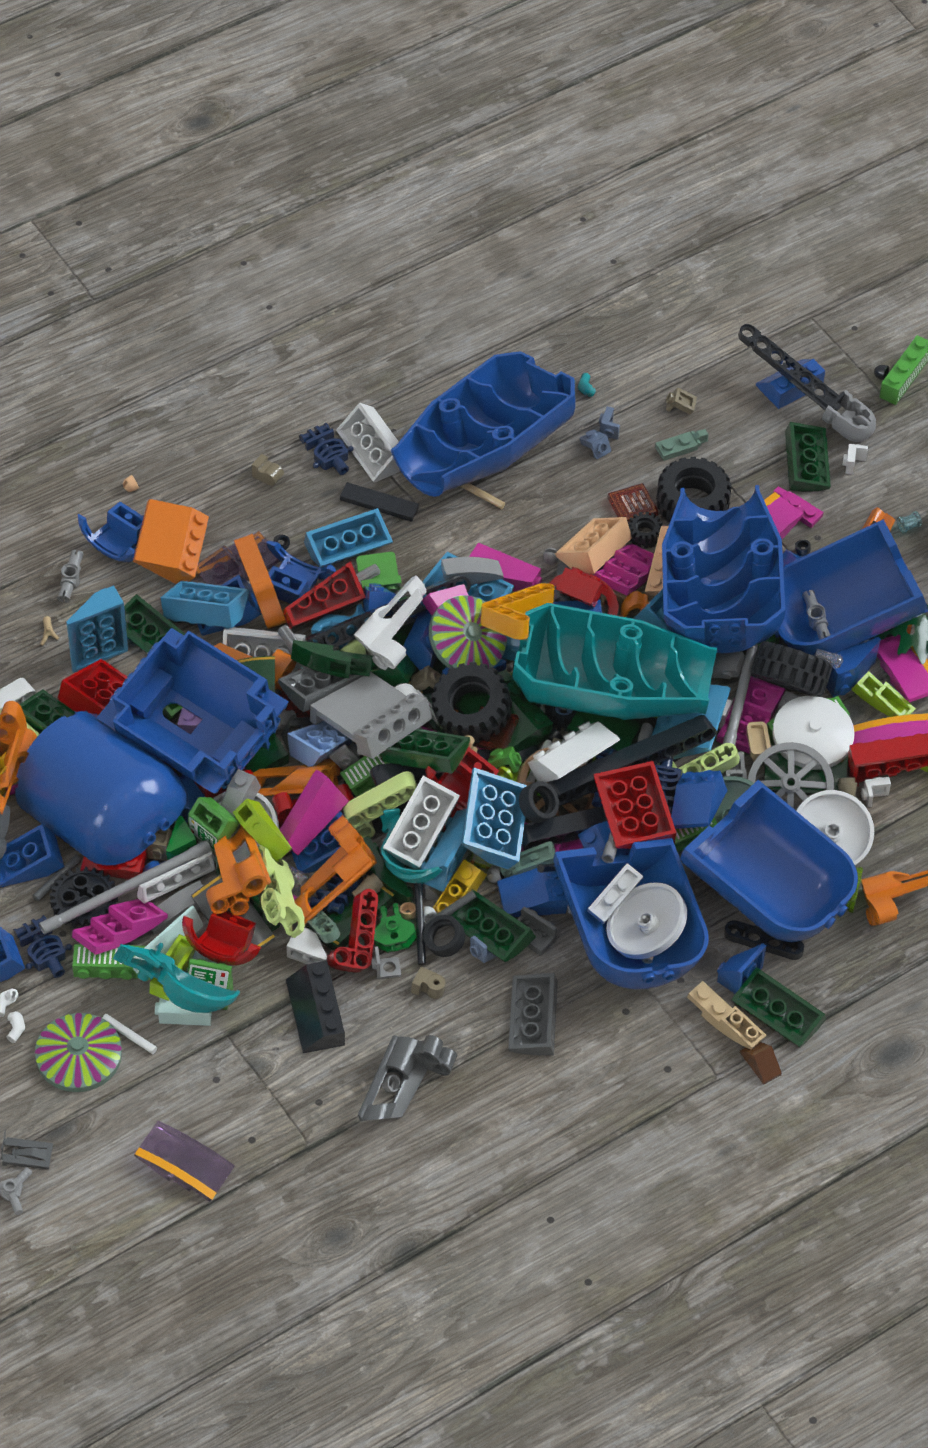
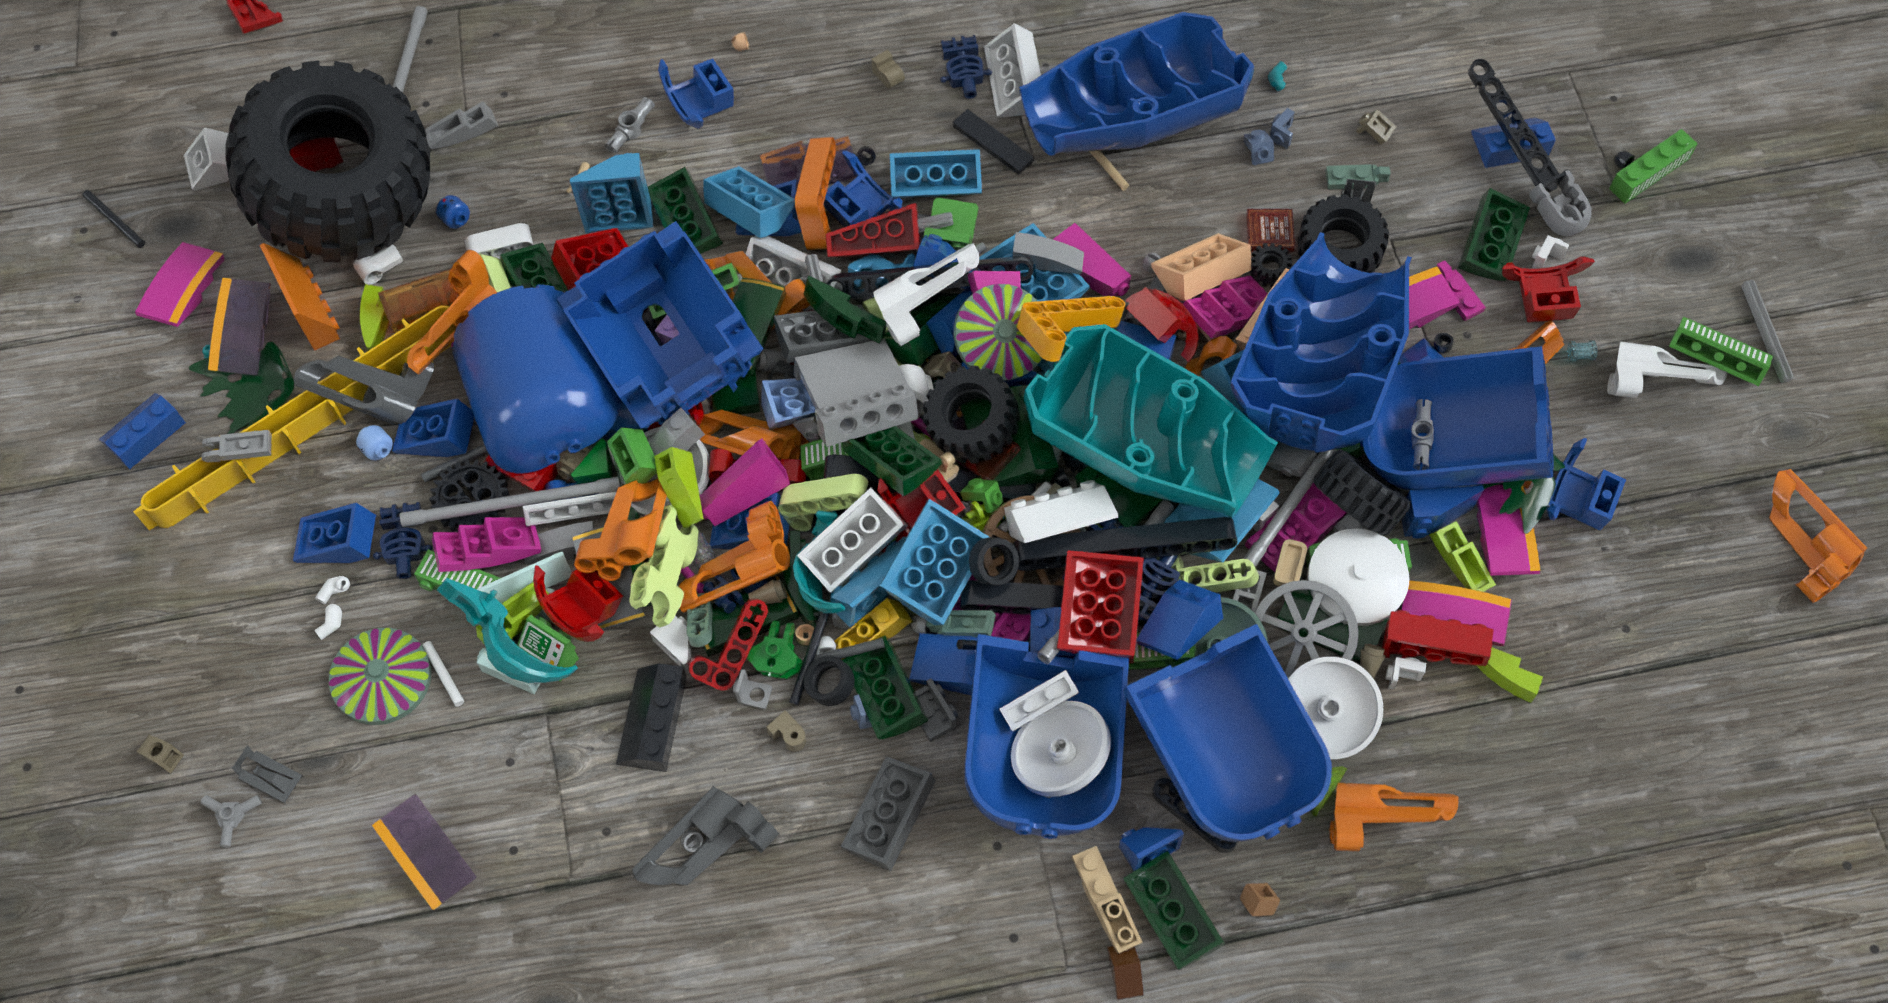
camera: 25 degrees right, 10 degrees up
(171, 540) = (745, 117): orange slope -> none
(690, 450) = (1358, 188): none -> dark grey piece
(832, 658) = (1414, 497): clear arm -> none
(837, 980) = (1259, 899): none -> medium nougat slope
(865, 485) = (1547, 290): none -> red piece

